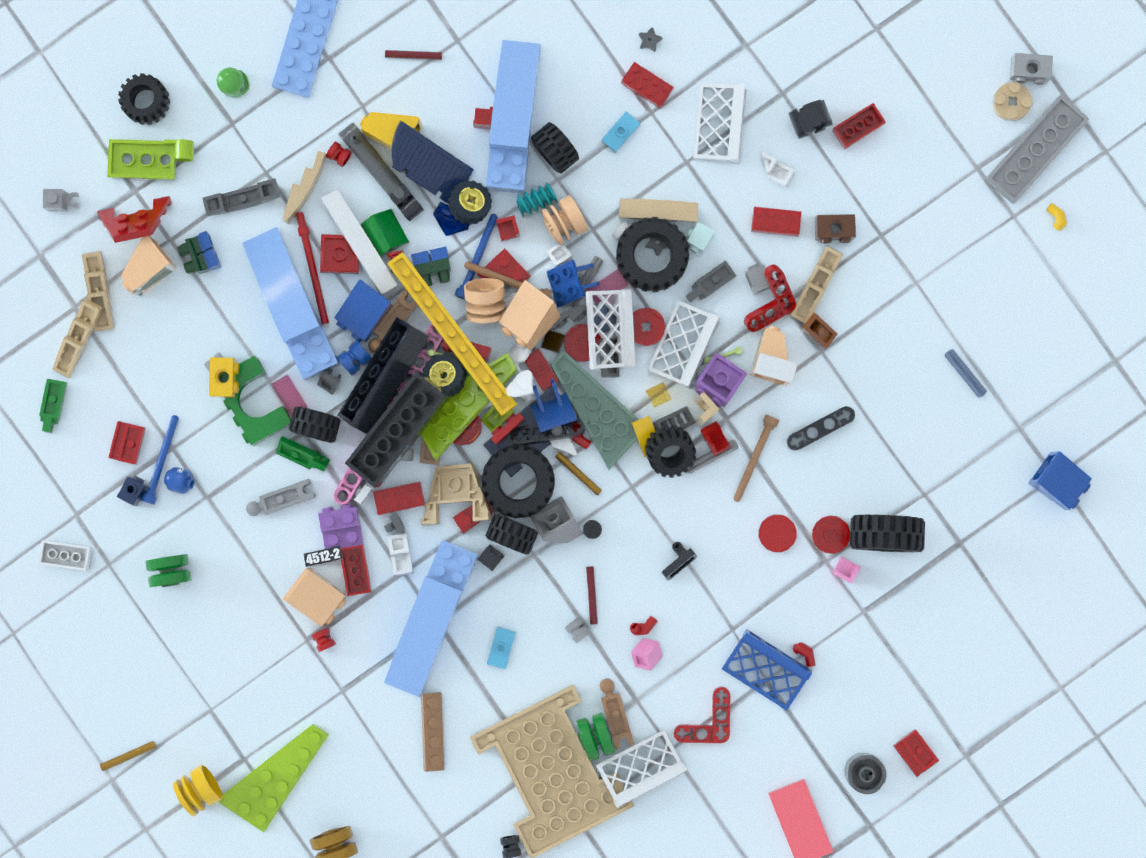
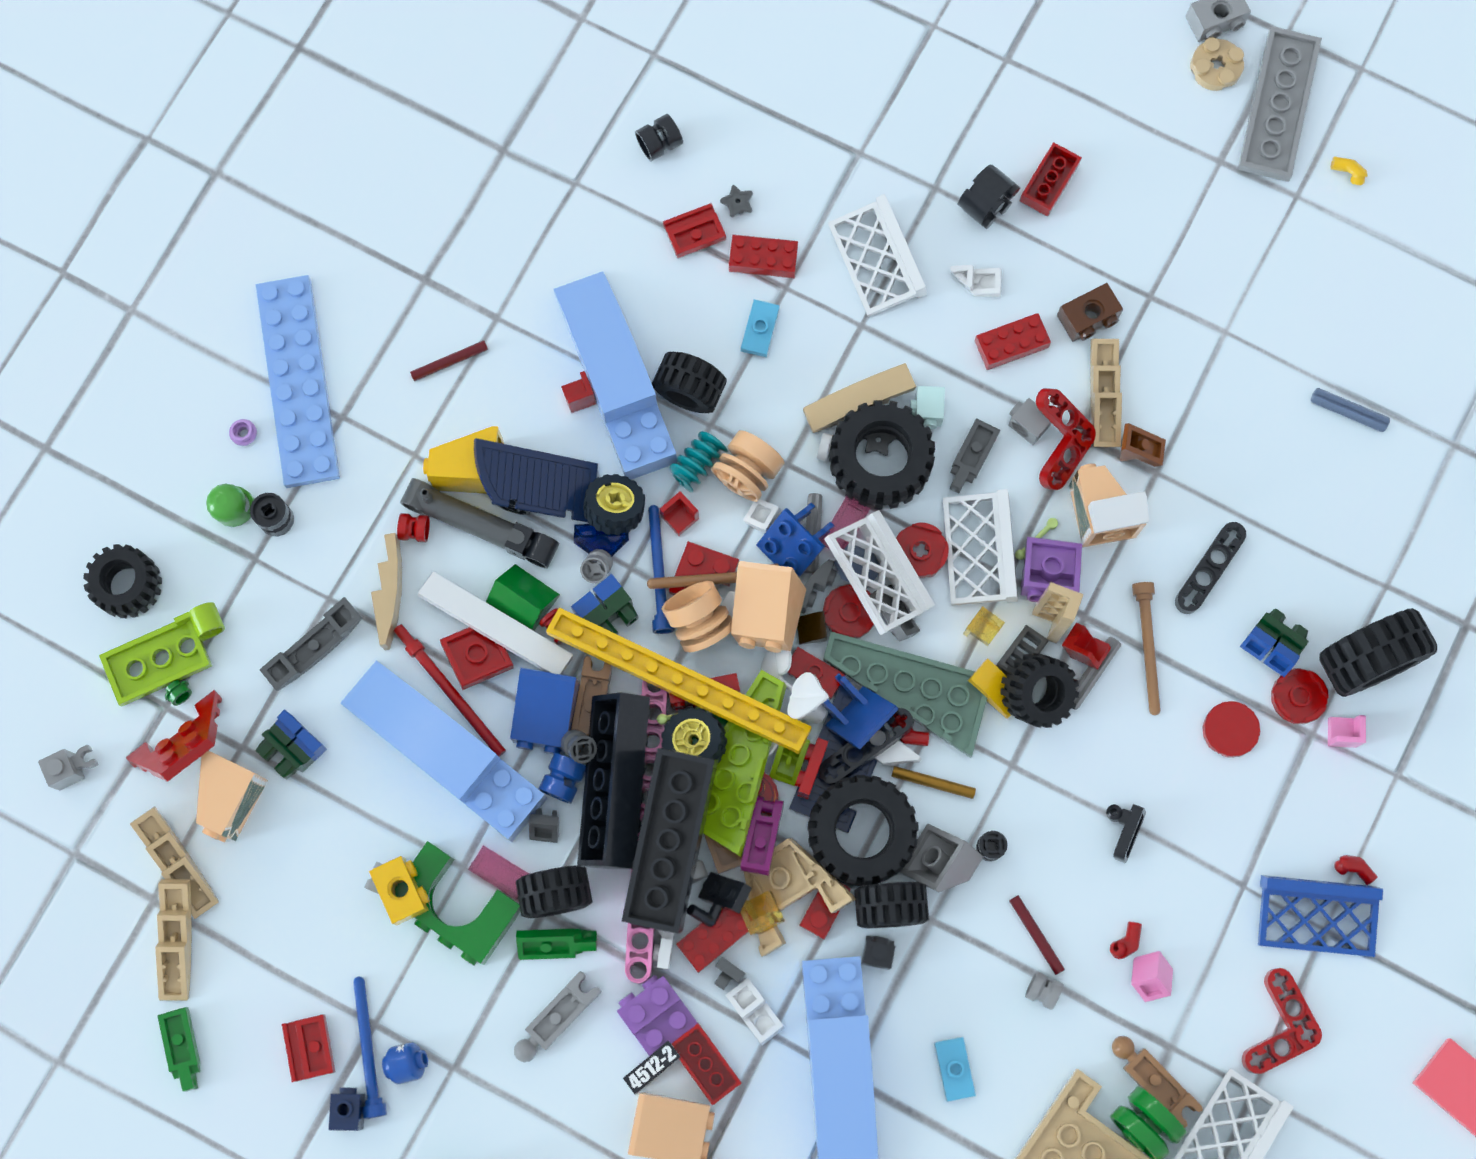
camera: 25 degrees left, 10 degrees down
(146, 186) = (178, 692): none -> green plate
(255, 102) = (272, 514): none -> black wheel
(262, 32) = (237, 427): none -> lavender plate
(372, 340) = (573, 742): none -> dark grey wheel
(414, 475) = (721, 893): none -> black plate
(432, 499) = (761, 913): none -> clear yellow panel
(439, 236) = (591, 570): none -> light grey wheel
(455, 454) = (762, 837): none -> magenta plate
(611, 46) = (694, 230): none -> red plate
(840, 498) = (1286, 642): none -> hips

